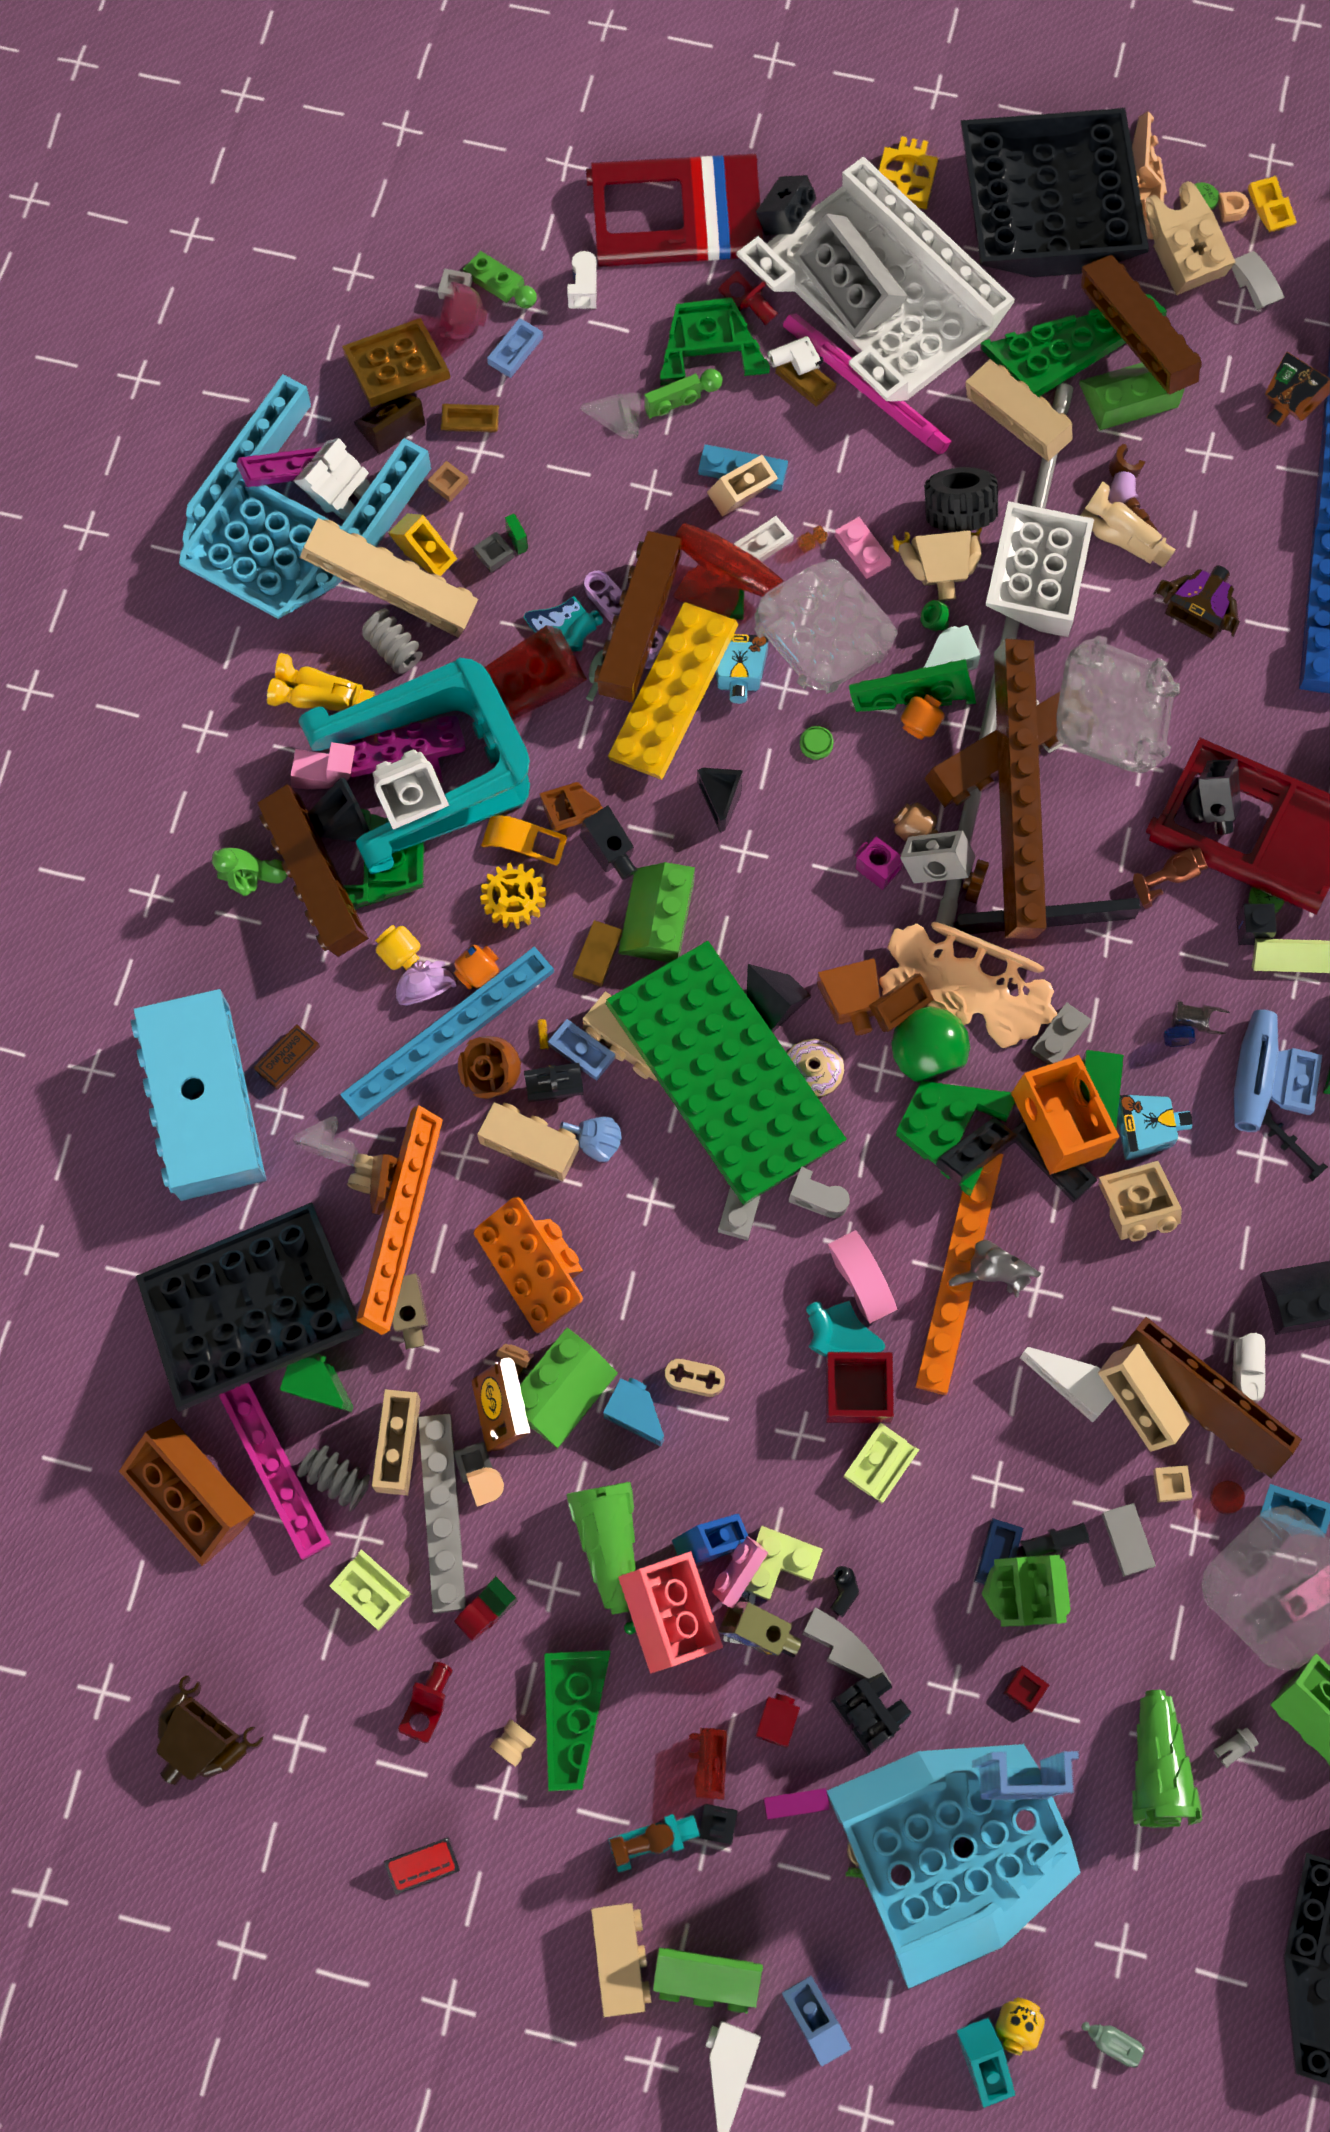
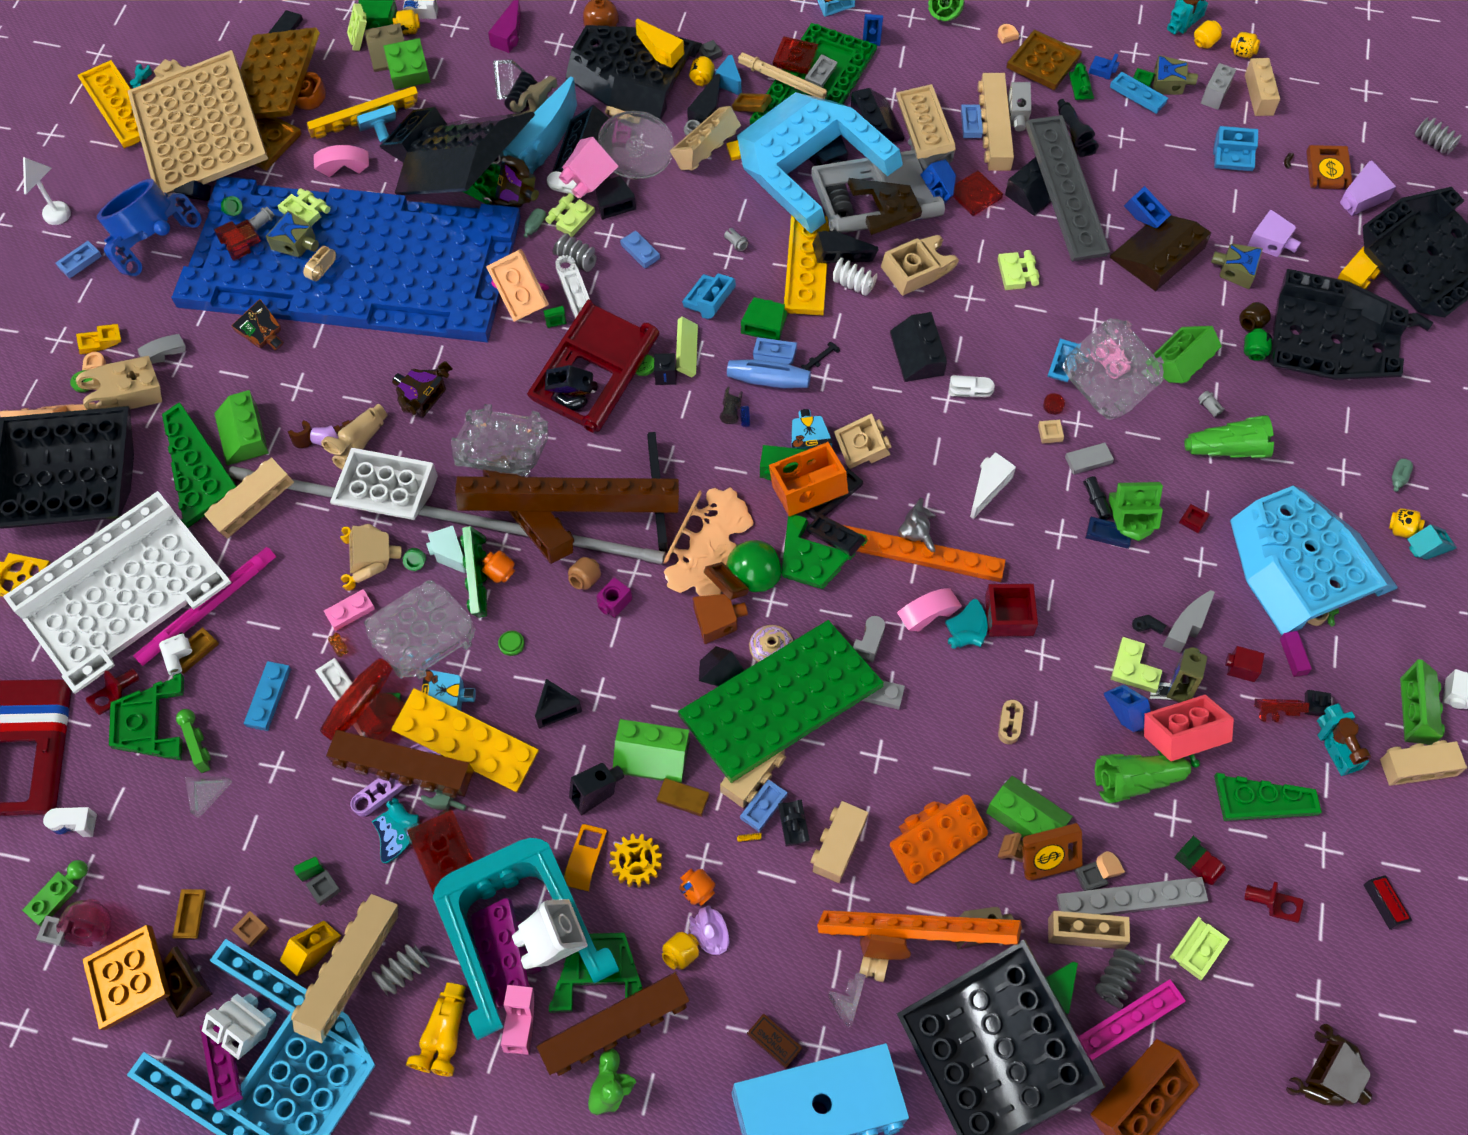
camera: 90 degrees left, 10 degrees down
(338, 814) = (566, 999): black slope -> none
(447, 1033) = (754, 910): dark azure plate -> none
(489, 1066) = (784, 869): dark orange cylinder -> none
(512, 1742) = (1291, 837): tan wheel -> none
(515, 347) = (126, 877): medium blue plate -> none
(568, 805) = (560, 819): dark orange slope -> none
(597, 1137) = (831, 792): medium blue piece -> none
(634, 1411) = (1041, 760): dark azure slope -> none
(740, 1571) = (1149, 686): bright pink plate -> none
(741, 485) = (288, 692): tan slope -> none
(786, 205) = (32, 658): black brick -> none
(816, 2021) = (1431, 639): medium blue slope -> none
(849, 275) = (110, 610): light grey slope -> none
(871, 1719) = (1234, 605): black hips -> none
(881, 1463) = (1059, 600): yellowish green plate -> none
(938, 857) = (615, 554): light grey brick -> none
(961, 499) = (322, 534): black tyre -> none
(975, 881) = (630, 533): reddish brown plate -> none
(1055, 1777) = (1271, 478): medium blue piece -> none
(1061, 1035) = (746, 488): light grey plate -> none
(1141, 324) = (191, 413): reddish brown brick -> none
(1144, 1397) = (1001, 438): tan brick -> none
(1176, 869) = (625, 411): copper piece -> none
(1216, 1402) = (993, 407): reddish brown brick -> none

